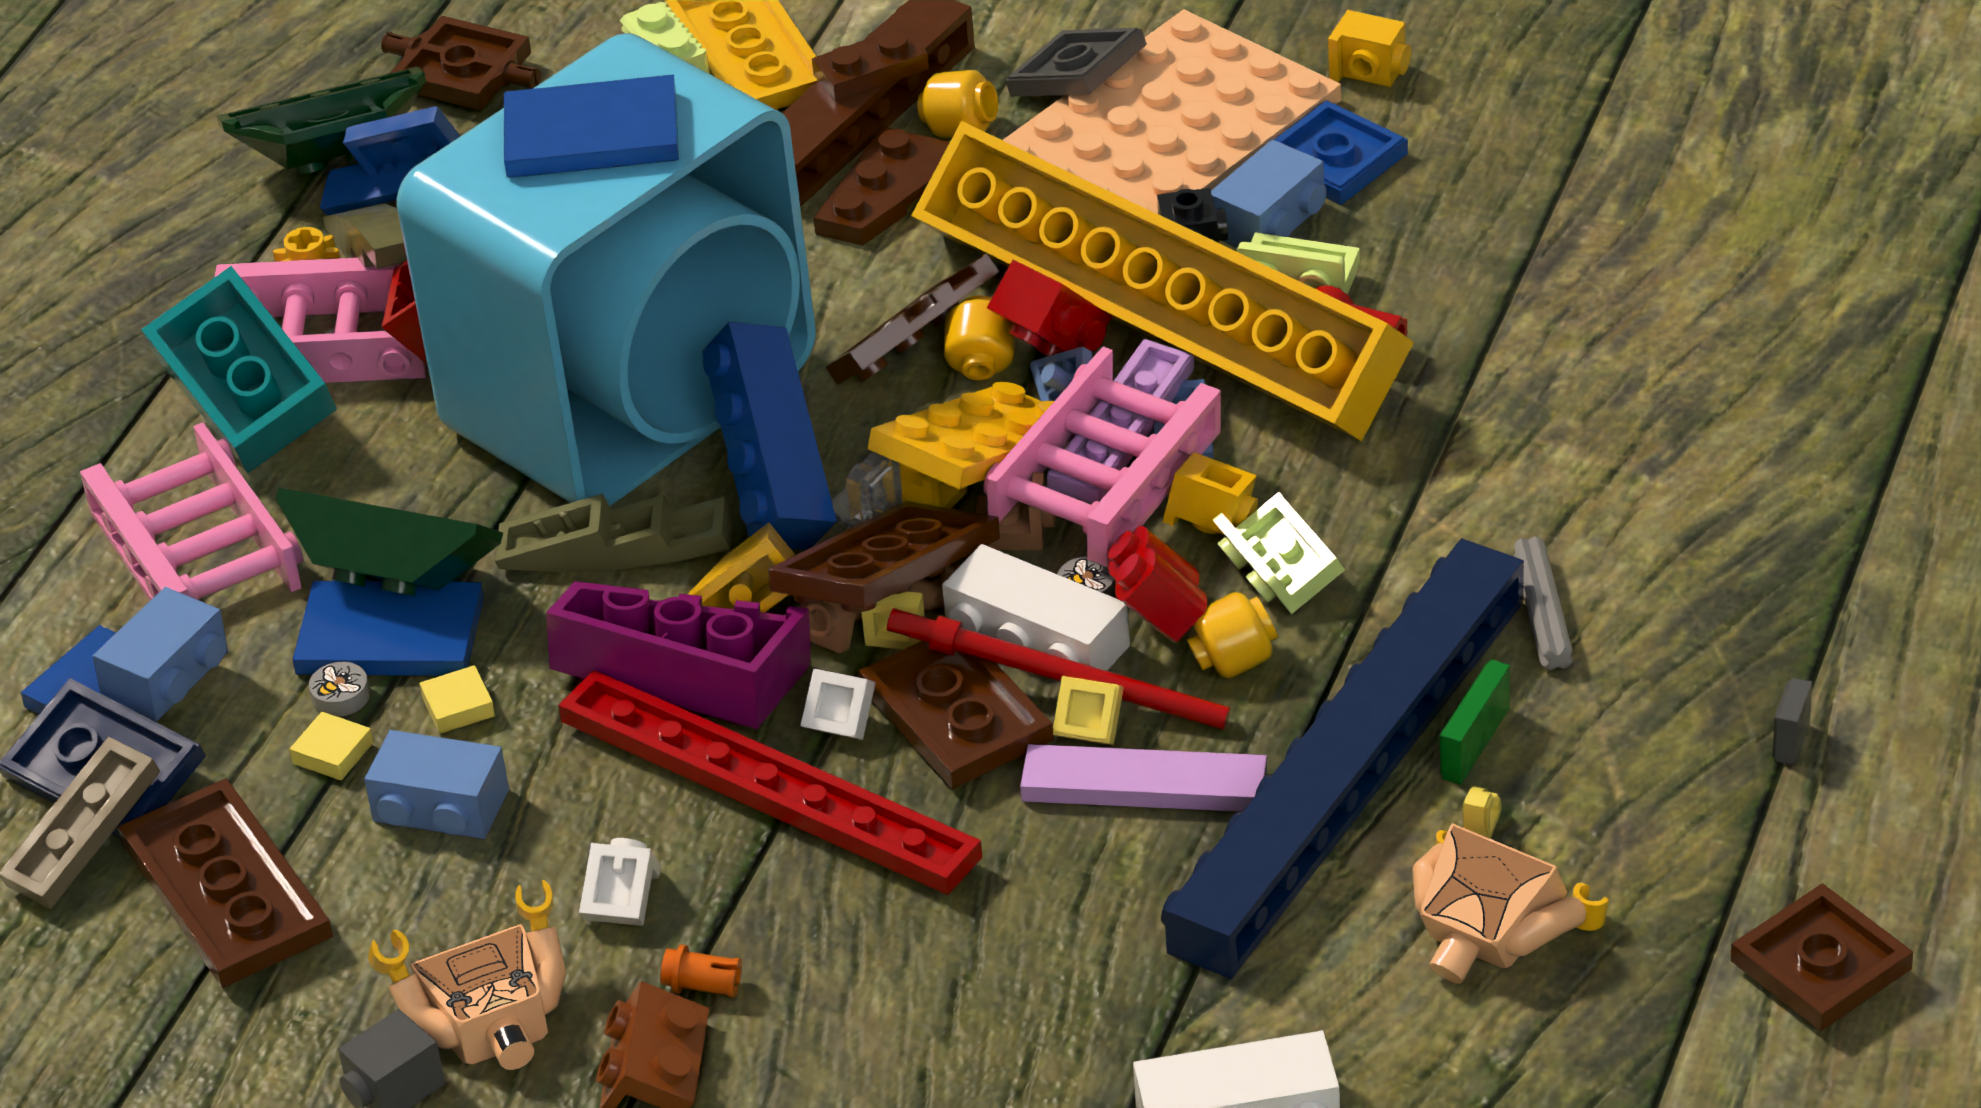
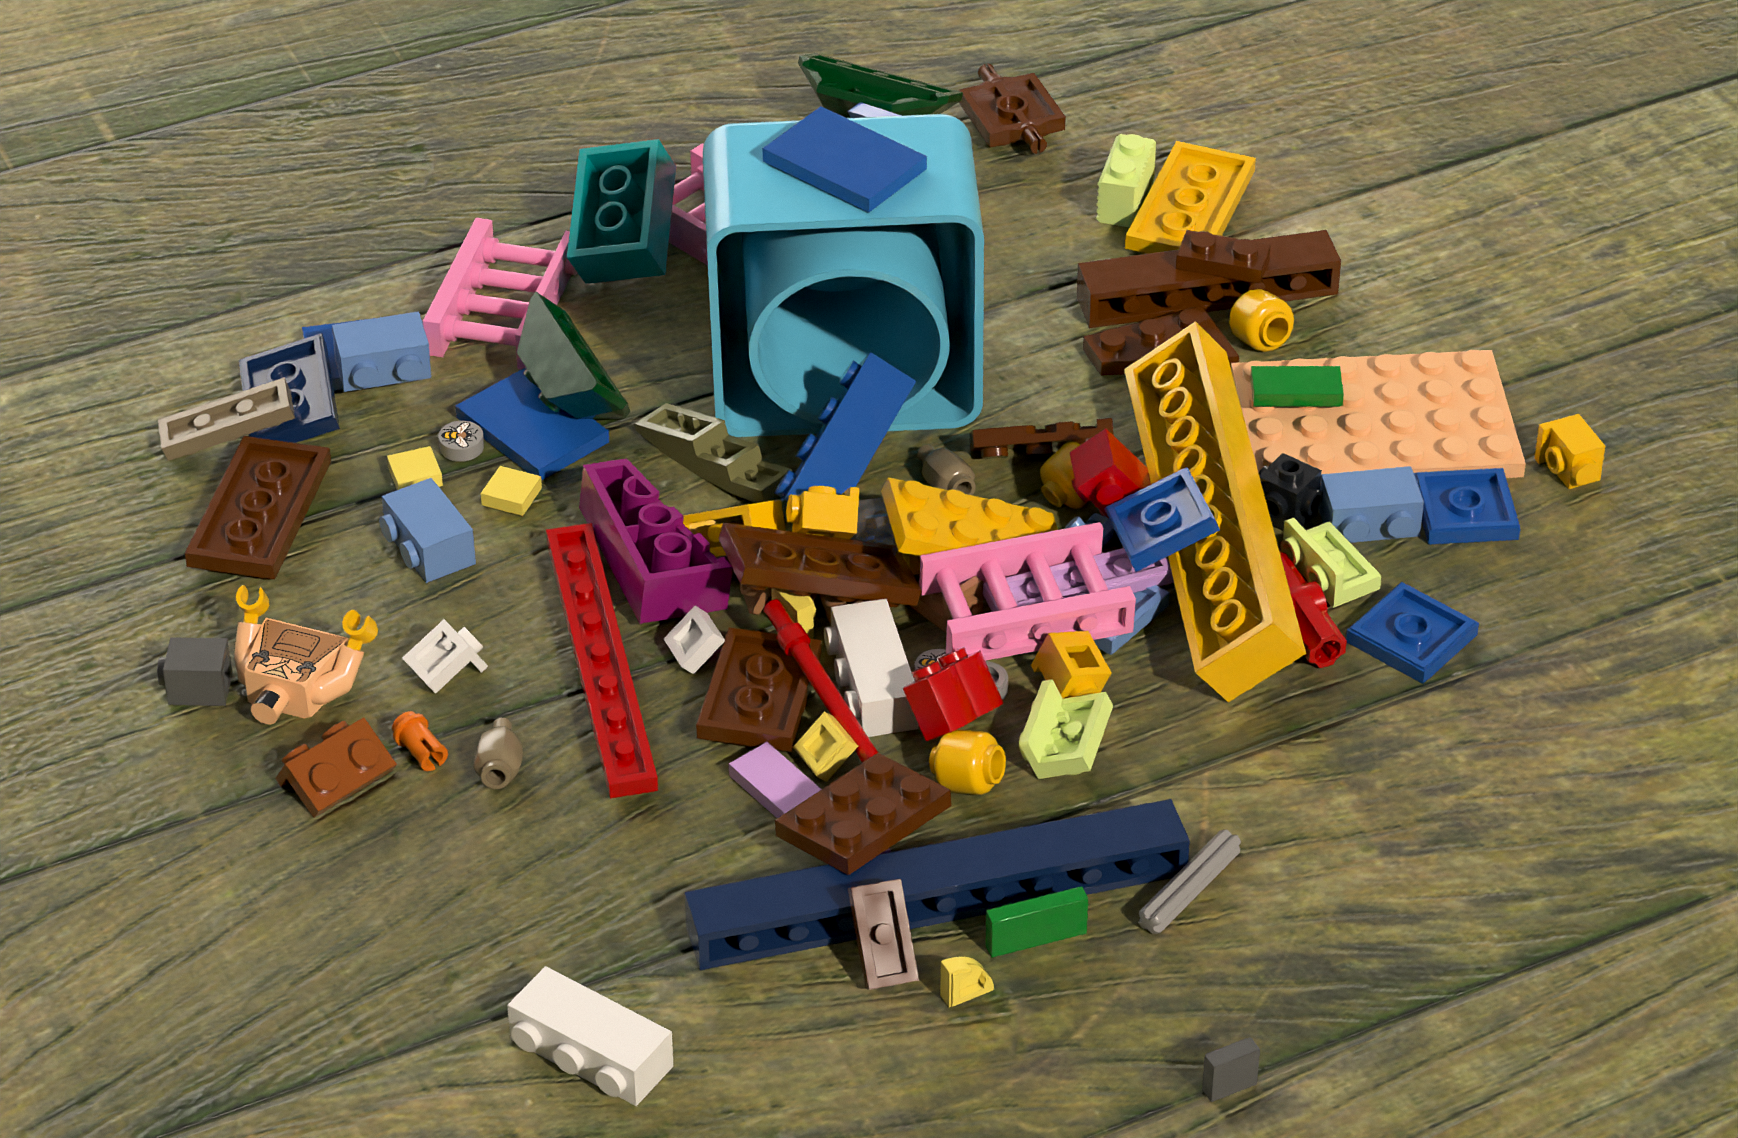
camera: 40 degrees right, 0 degrees up
(794, 930) = (498, 755): none -> dark tan plant
(836, 502) = (824, 512): none -> yellow brick
(854, 410) = (946, 470): none -> dark tan plant
(1075, 62) = (1369, 339): dark grey tile -> none
(1080, 134) = (1296, 386): none -> green tile
(1146, 311) = (1161, 519): none -> blue tile
(1223, 733) = (863, 813): none -> reddish brown plate
(1376, 819) = (883, 934): none -> plate
(1435, 281) = (1412, 632): none -> blue tile
(1493, 902) = (884, 1036): light nougat torso -> none

